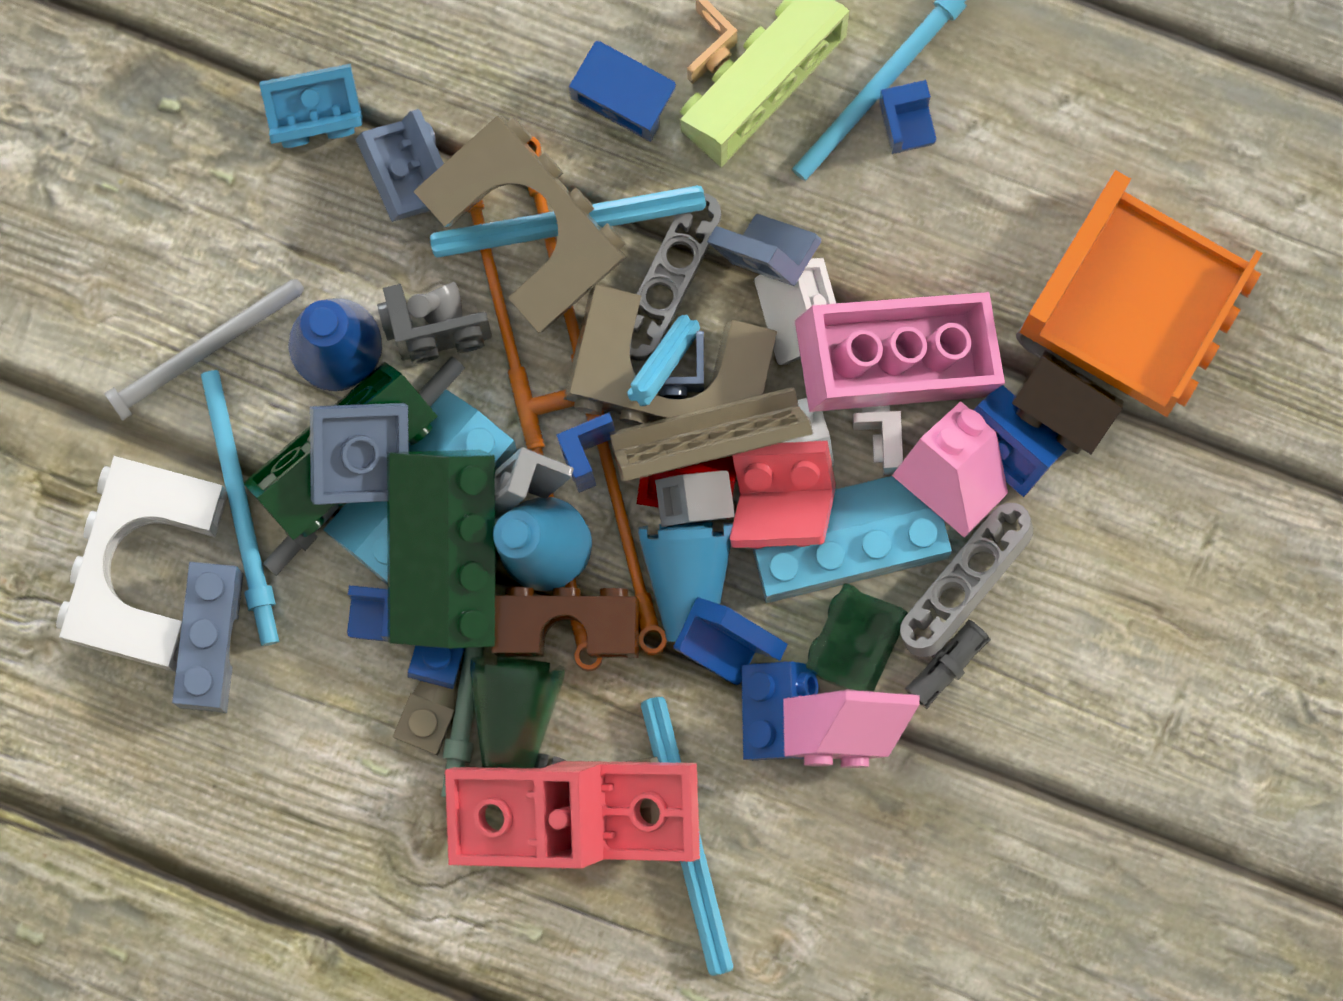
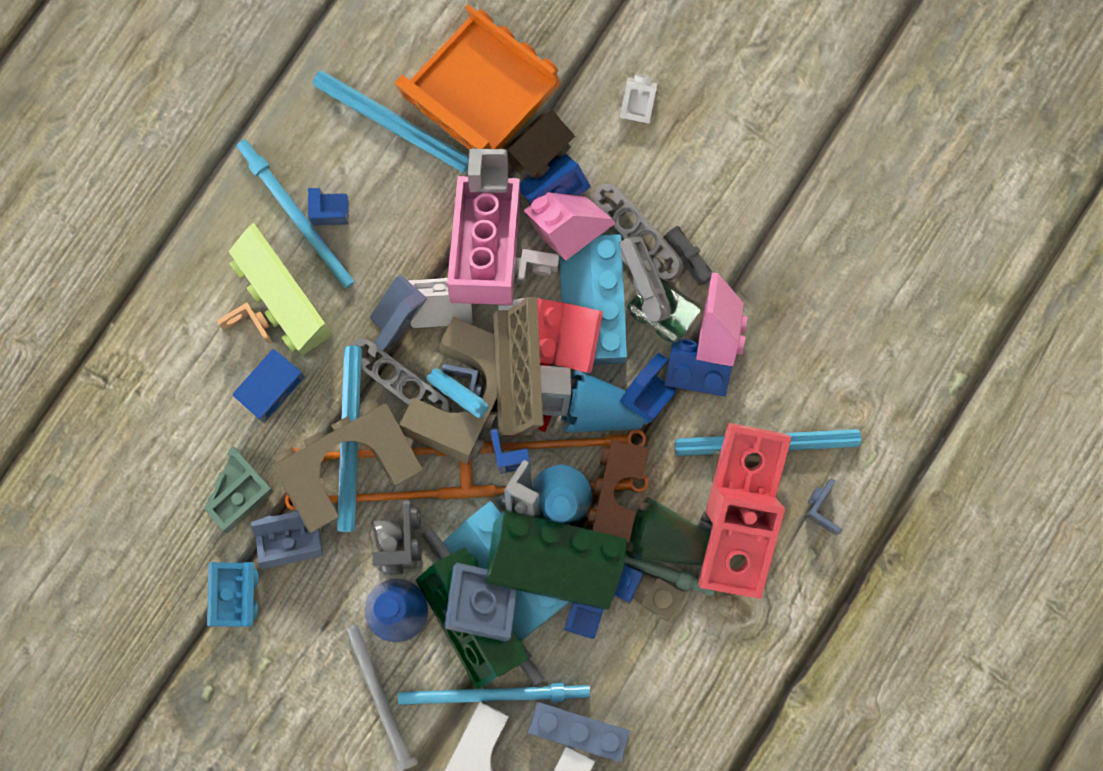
camera: 80 degrees left, 0 degrees up
(460, 79) = (236, 492): none -> sand green wing
(612, 921) = (816, 500): none -> sand blue bracket
(890, 601) = (645, 279): none -> light grey hinge
(1002, 332) = (488, 170): none -> light grey panel
(1060, 183) = (391, 121): none -> medium azure axle
(1176, 540) = (638, 98): none -> white bracket

